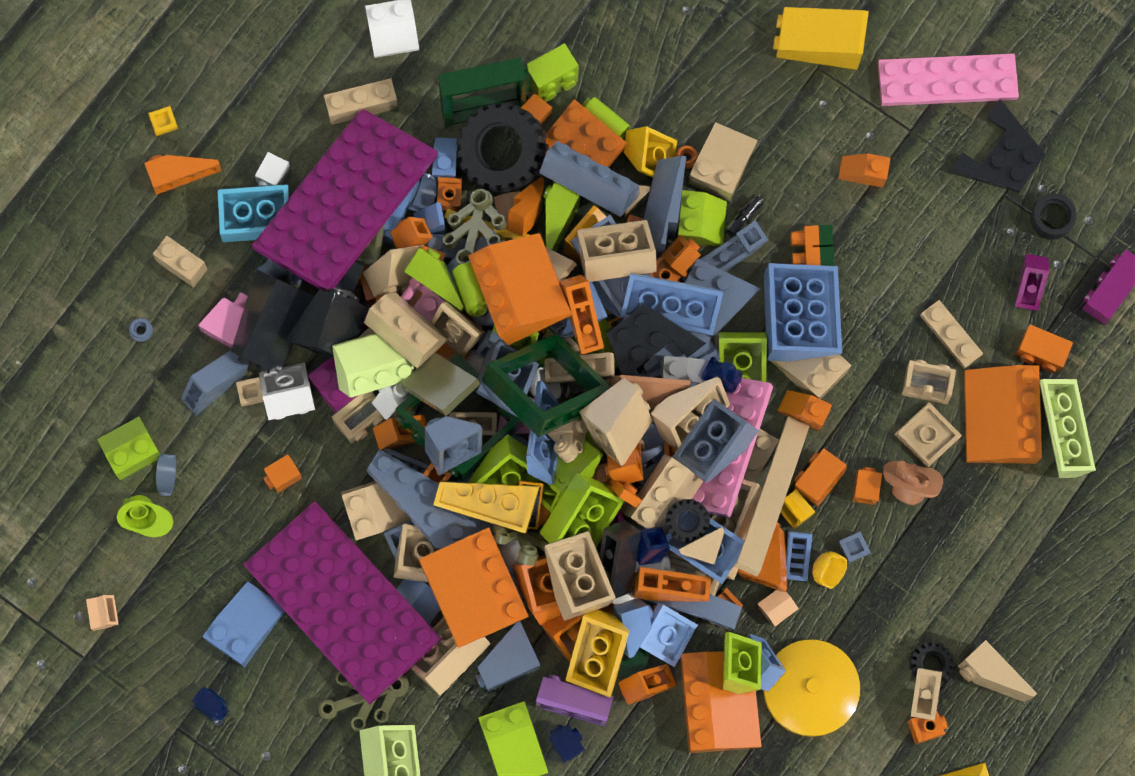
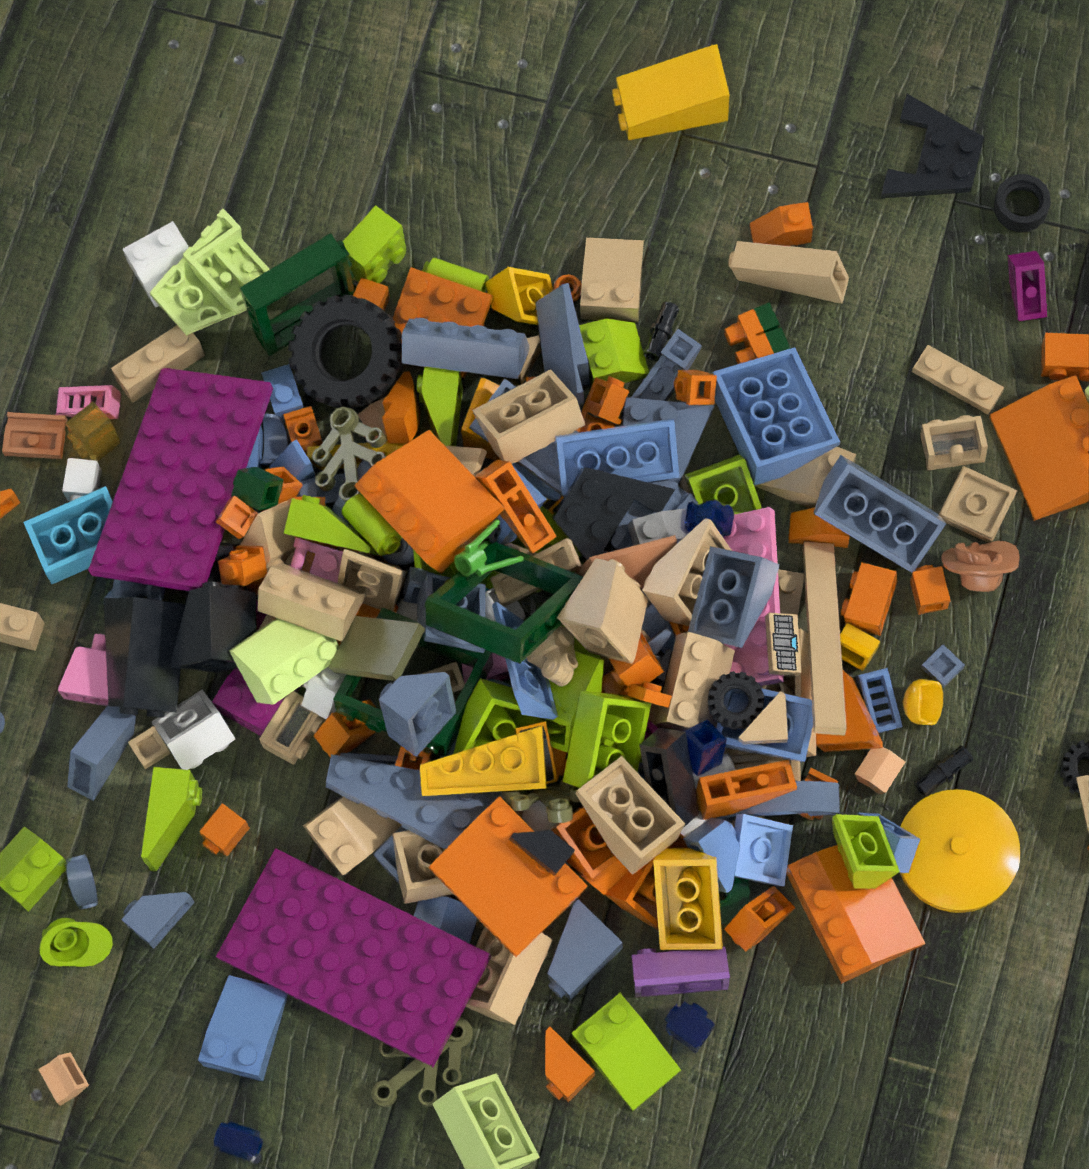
camera: 10 degrees left, 5 degrees down
(210, 518) = (156, 915): none -> sand blue slope
(247, 445) = (170, 810): none -> lime slope
(250, 124) = (34, 435): none -> nougat plate
(292, 140) = (92, 433): none -> clear yellow brick
(311, 120) = (107, 400): none -> bright pink slope
(366, 284) = (243, 565): none -> orange brick
(374, 246) = (236, 517): none -> orange plate
(397, 229) = (257, 488): none -> dark green brick
(423, 52) = (209, 277): none -> yellowish green wedge
(464, 740) = (564, 1068): none -> orange slope
(507, 578) = (544, 848): none -> black tile
(535, 344) = (473, 557): none -> bright green plant
(739, 490) = (783, 644): none -> tile
(746, 267) = (688, 385): none -> orange brick
(824, 625) = (943, 771): none -> black pin
(849, 416) = (877, 514): none -> sand blue slope
(858, 204) = (791, 269): none -> tan slope
(948, 79) = (837, 94): bright pink plate -> none

